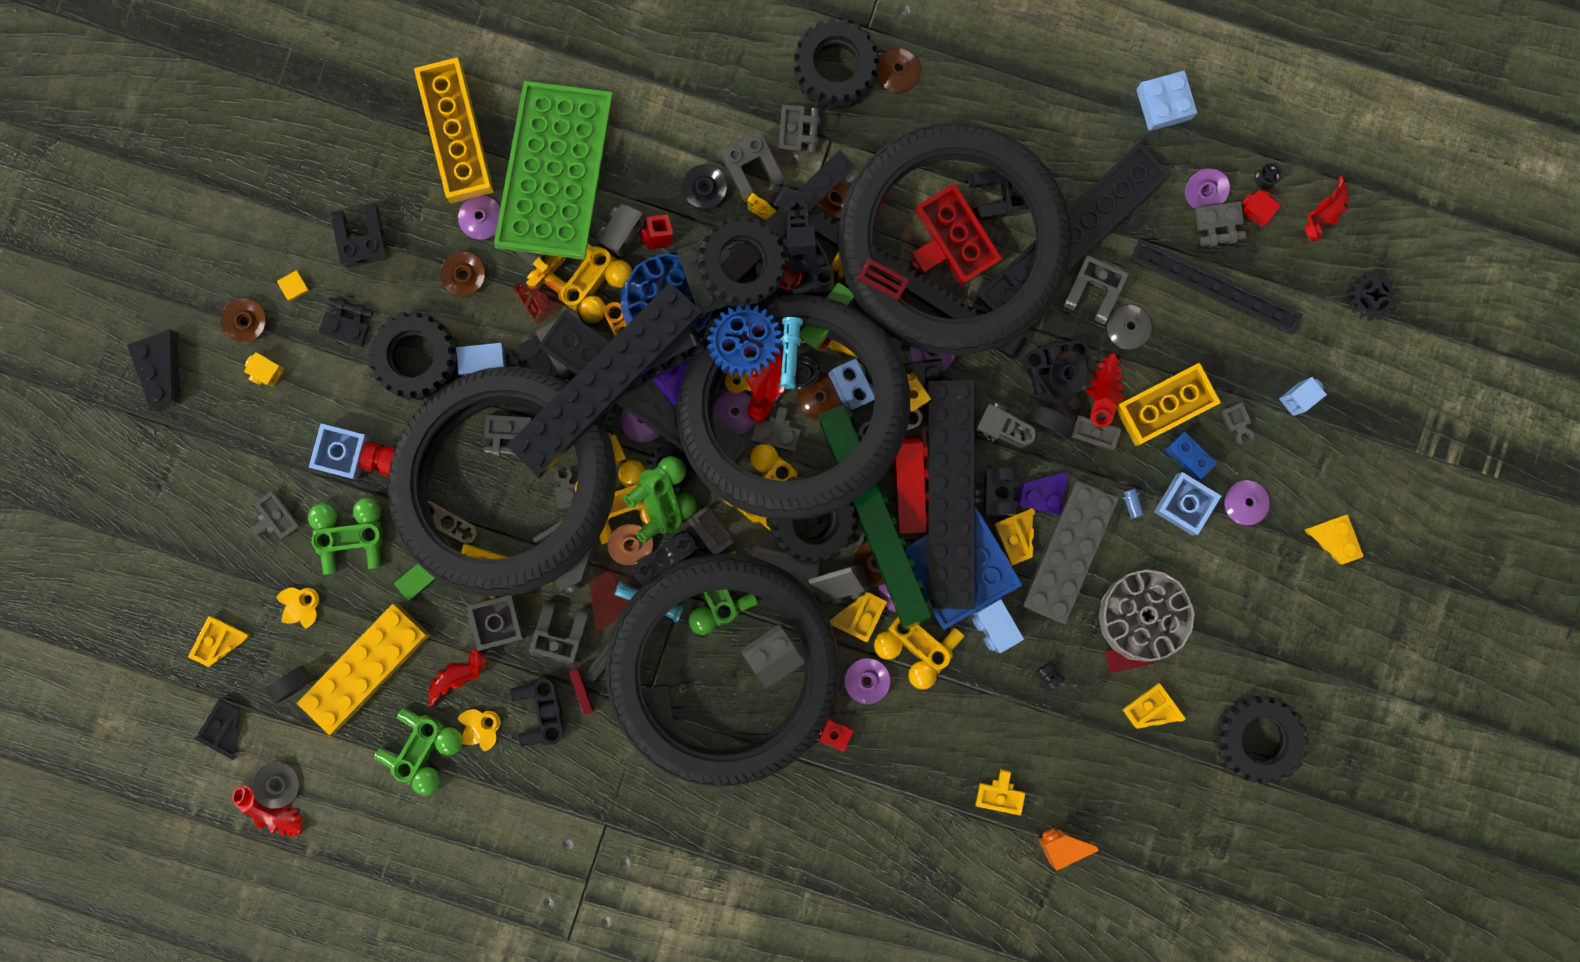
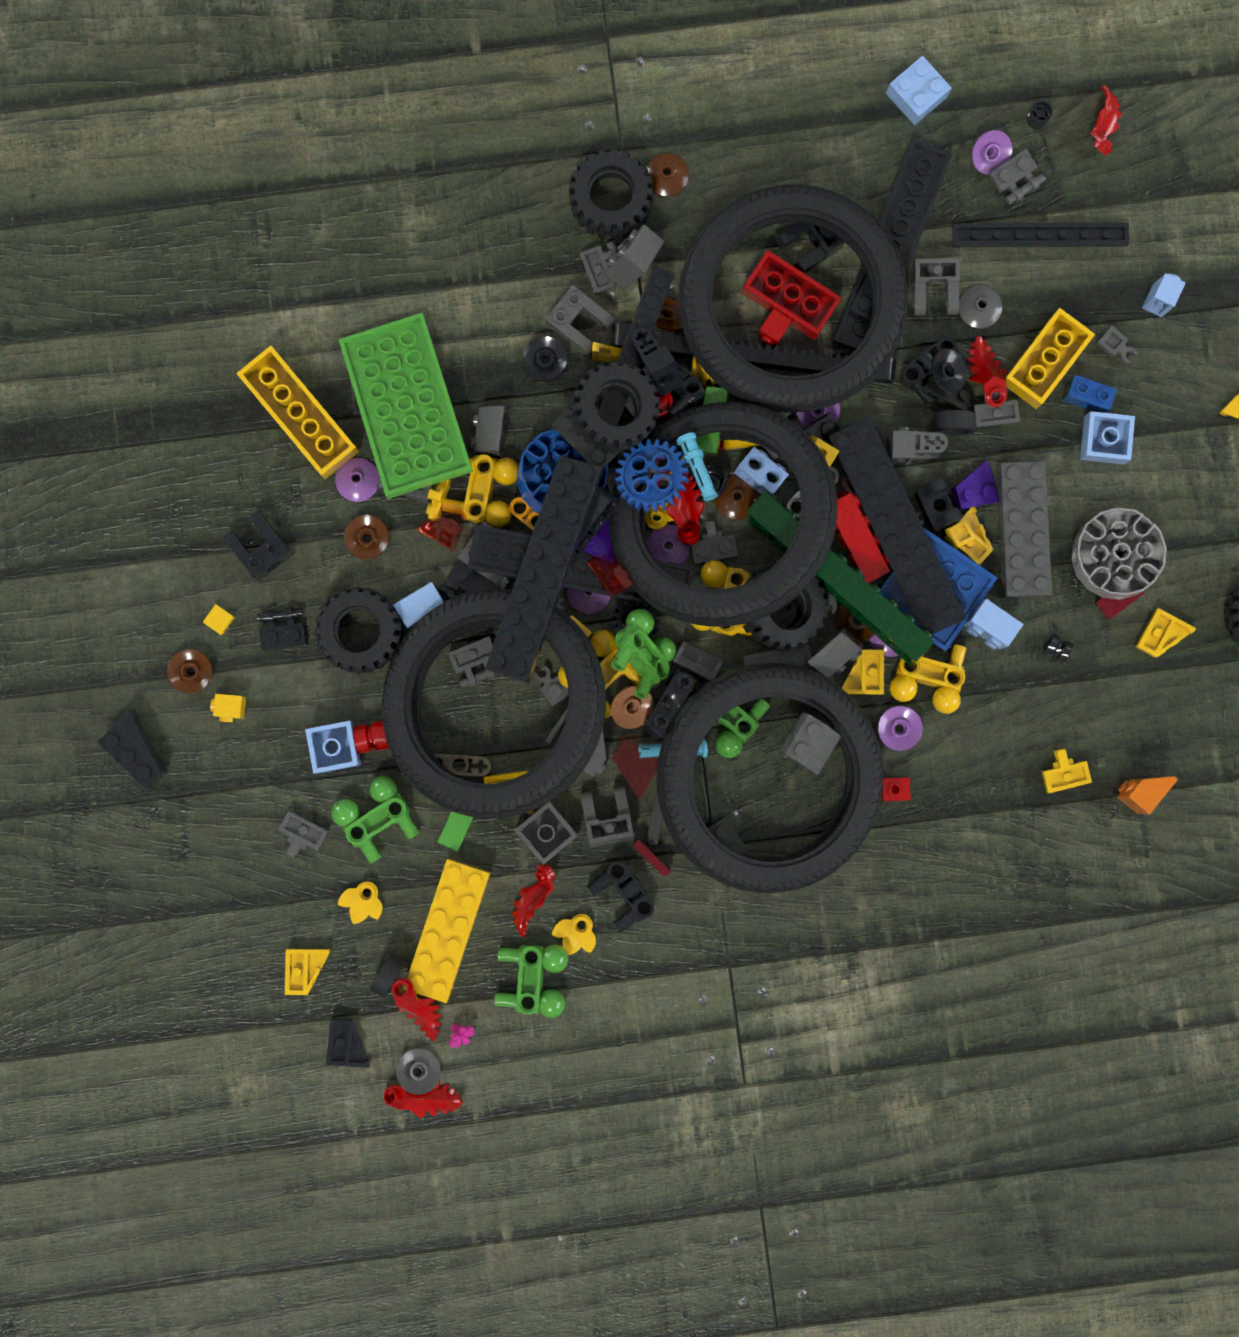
camera: 25 degrees left, 0 degrees up
(300, 726) = (417, 1008): none -> red plant
(330, 770) = (460, 1035): none -> dark pink plant
(656, 232) = (523, 418): red brick -> none
(665, 414) = (610, 575): none -> clear red wing
(828, 131) = (633, 256): none -> dark grey brick
(865, 270) = (752, 372): dark red tile -> none
(1008, 528) = (960, 534): none -> yellow tile
(1133, 503) = (1058, 460): medium blue pin -> none
(1235, 502) = (1147, 414): medium lavender dish -> none
(1260, 207) = (1045, 146): red brick -> none
(1370, 305) = (1184, 169): black gear -> none

